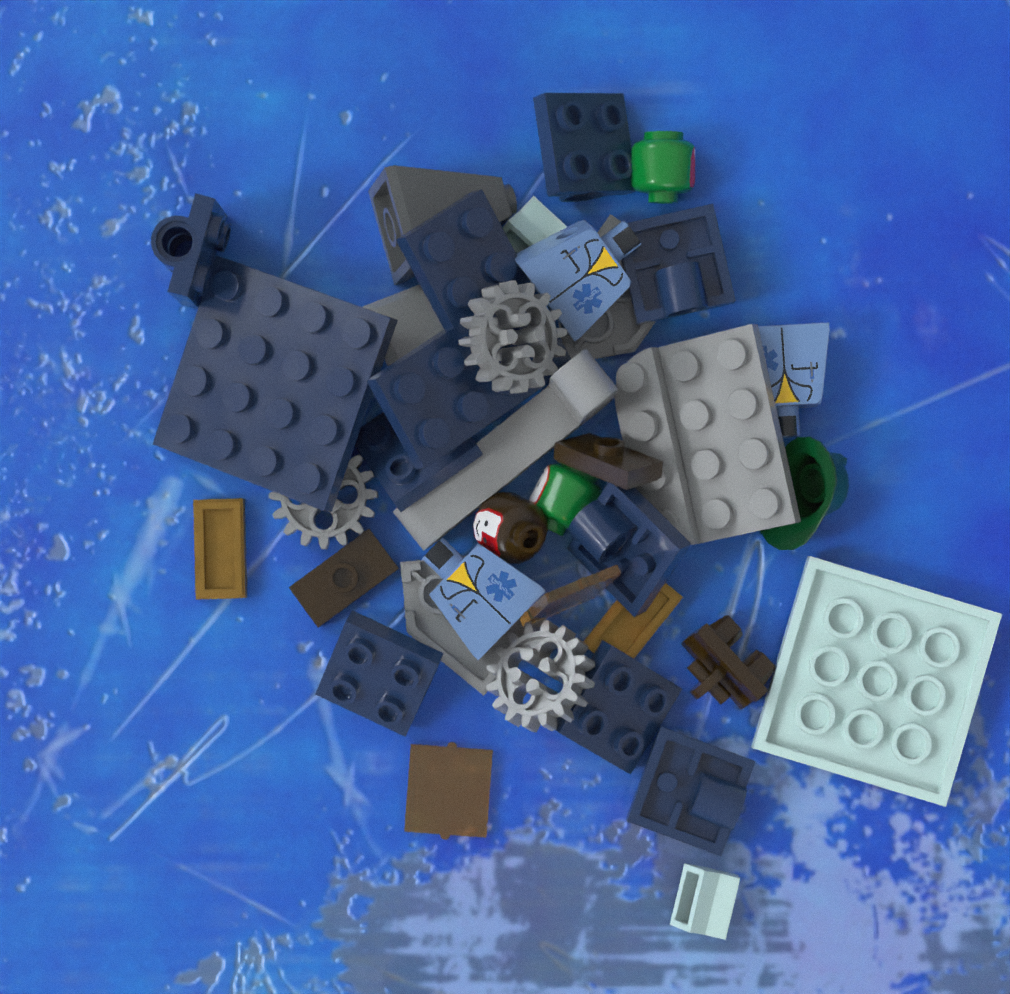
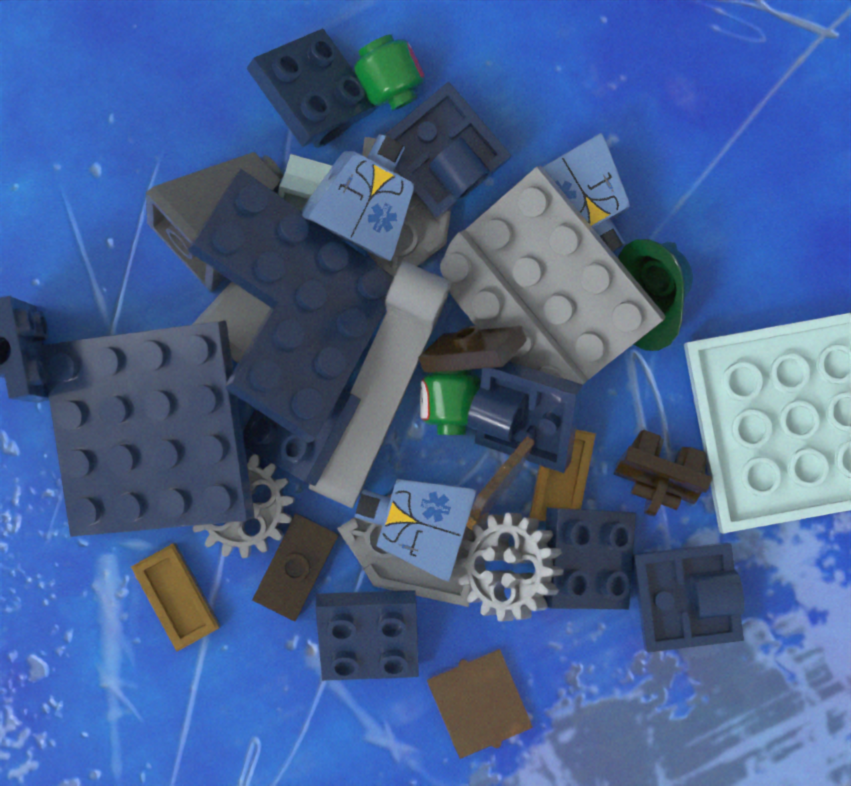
camera: 30 degrees left, 0 degrees up
(510, 527) = (417, 450): dark brown head -> none
(536, 340) = (311, 291): light grey gear -> none
(705, 901) = (749, 685): light aqua piece -> none

